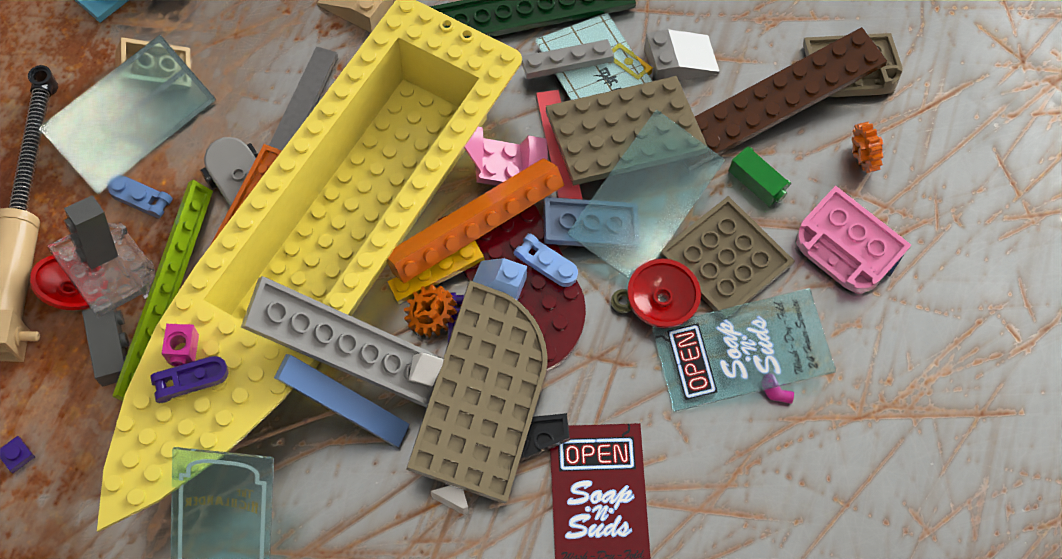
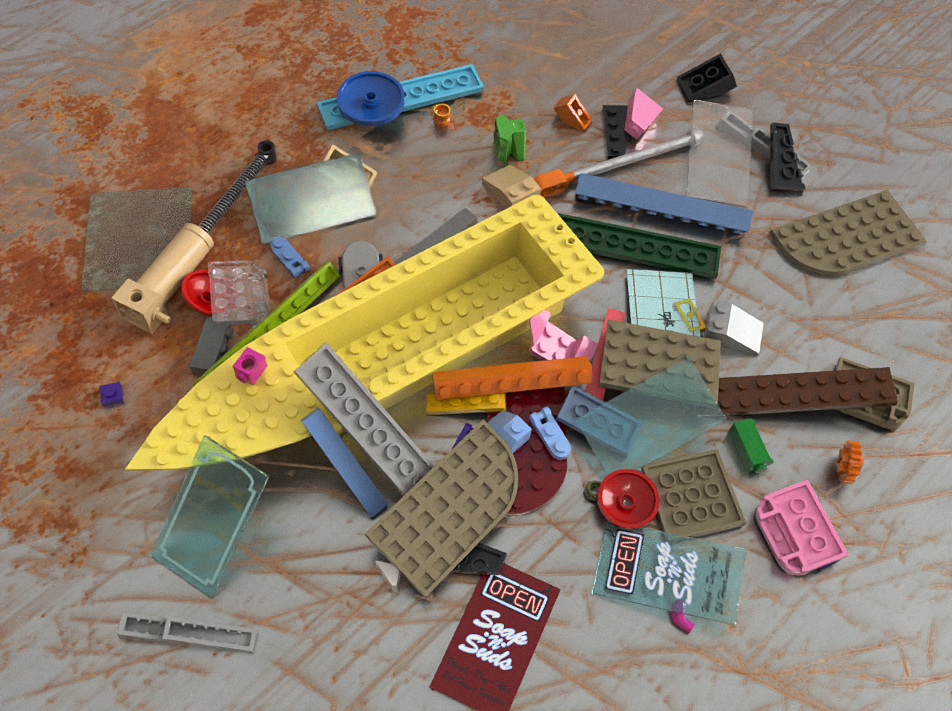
camera: 25 degrees right, 5 degrees down
(90, 232) = (236, 264): dark grey brick -> none
(189, 378) = (243, 392): dark purple plate -> none
(425, 369) = (415, 468): white slope -> none
(430, 311) = (446, 429): orange gear -> none
(567, 59) = (643, 293): light grey plate -> none

